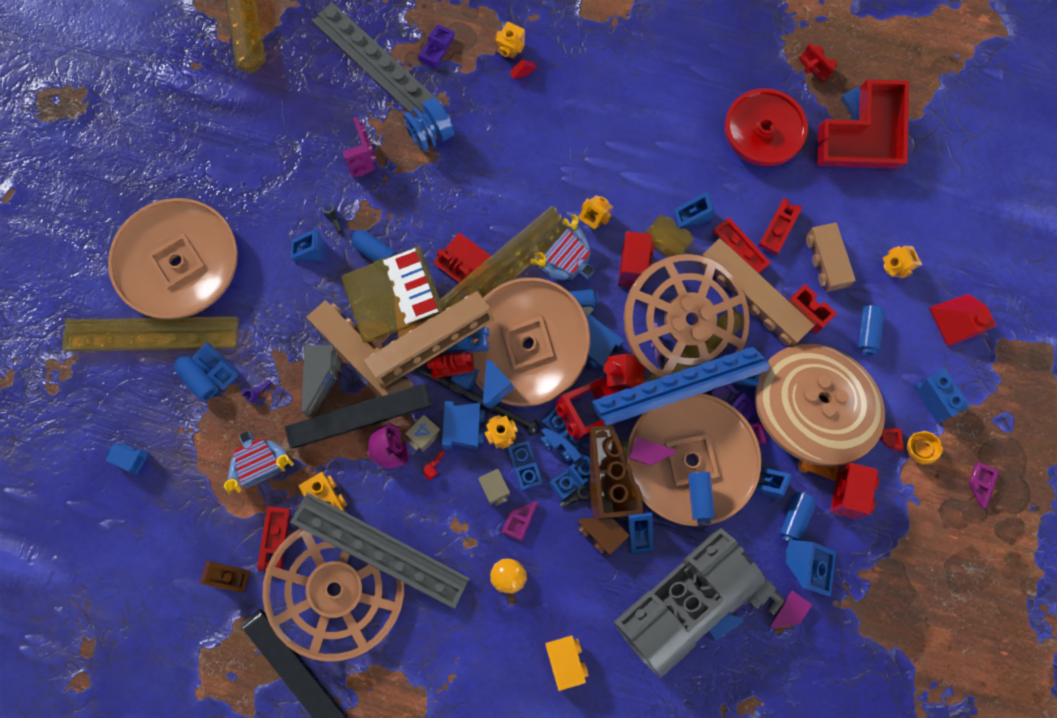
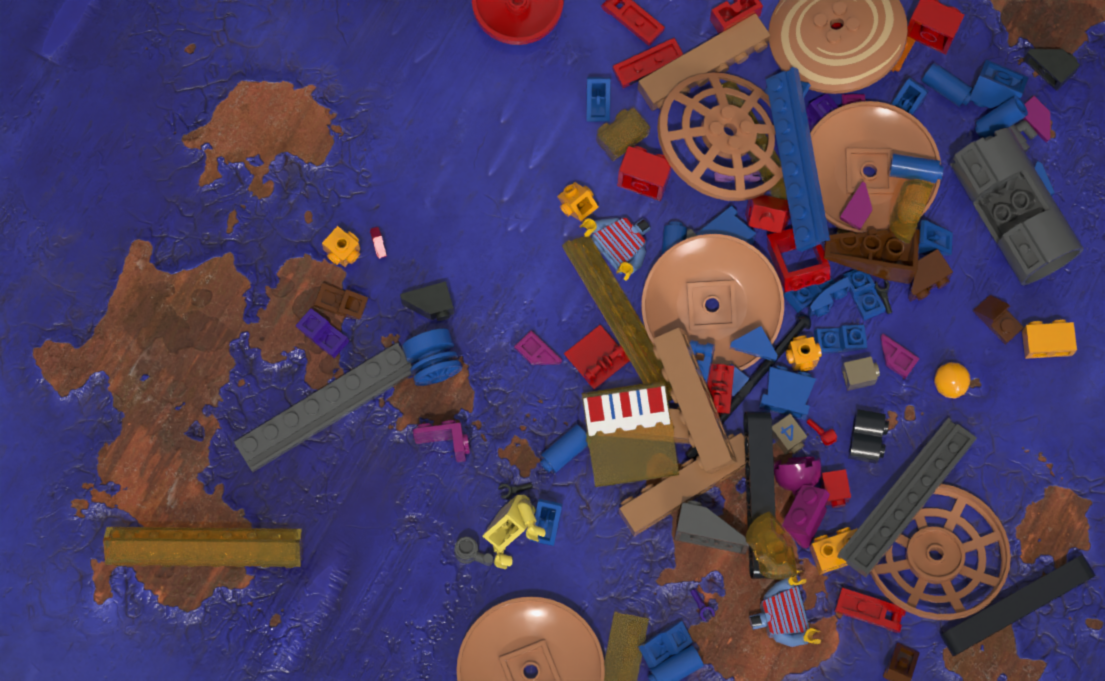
camera: 80 degrees left, 0 degrees up
(272, 192) = (467, 552): none -> dark grey piece
(293, 214) = (509, 524): none -> light yellow torso
(303, 431) = (770, 548): none -> clear yellow brick
(345, 460) = (806, 514): none -> magenta bracket
(381, 485) = (837, 486): none -> red brick
(436, 505) = (867, 436): none -> black brick
(457, 210) = (536, 351): none -> magenta tile
(466, 53) = (340, 302): none -> reddish brown slope
(480, 119) = (430, 301): none -> pearl dark grey slope
(578, 610) = (998, 318): none -> reddish brown slope
(657, 496) = (909, 208): none -> clear yellow brick
(778, 574) = (1001, 117): none -> blue brick
(848, 618) = (1052, 65): none -> pearl dark grey slope

